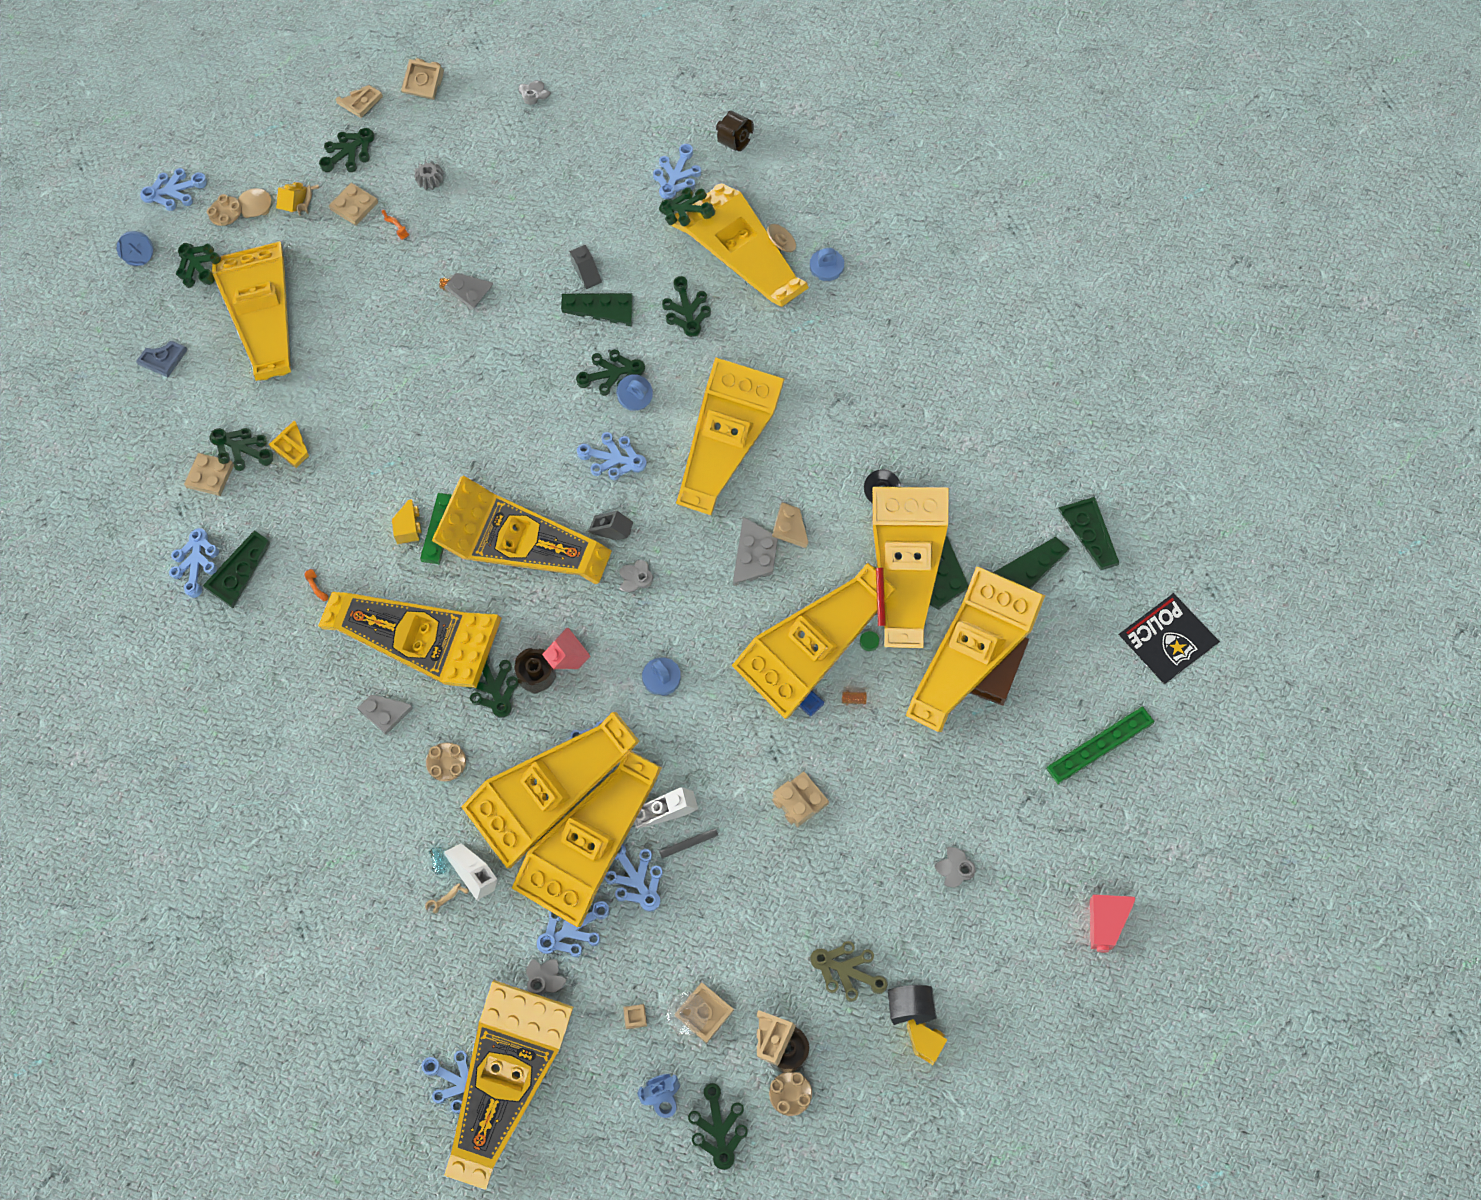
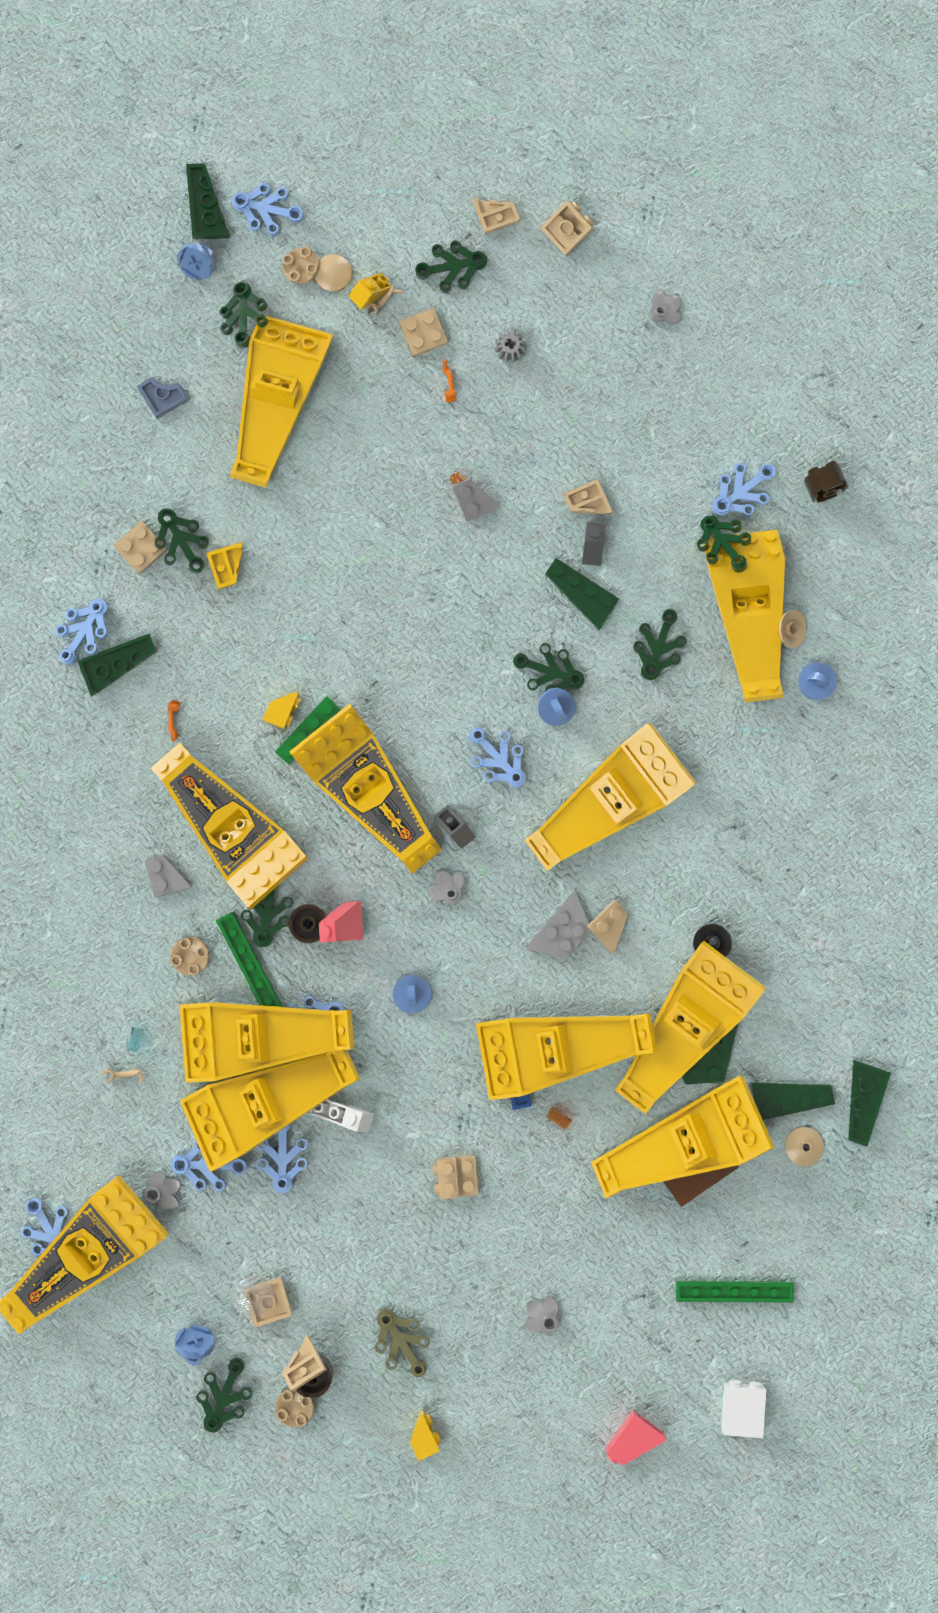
camera: 30 degrees right, 20 degrees up
(119, 212) = (205, 213): none -> dark green wing
(472, 871) = (155, 1065): white slope -> none
(496, 733) = (248, 961): none -> green tile
(560, 241) = (588, 499): none -> tan wing
(635, 1016) = (214, 1268): tan tile -> none
(688, 843) = (343, 1154): dark grey bar -> none
(869, 641) = (606, 1075): green tile -> none
(880, 596) = (637, 1051): red bar -> none
(912, 1003) = (431, 1404): black slope -> none
(1070, 605) = (795, 1142): none -> tan dish
(1168, 638) = (861, 1236): black sticker -> none
(1180, 833) = (743, 1409): none -> white brick

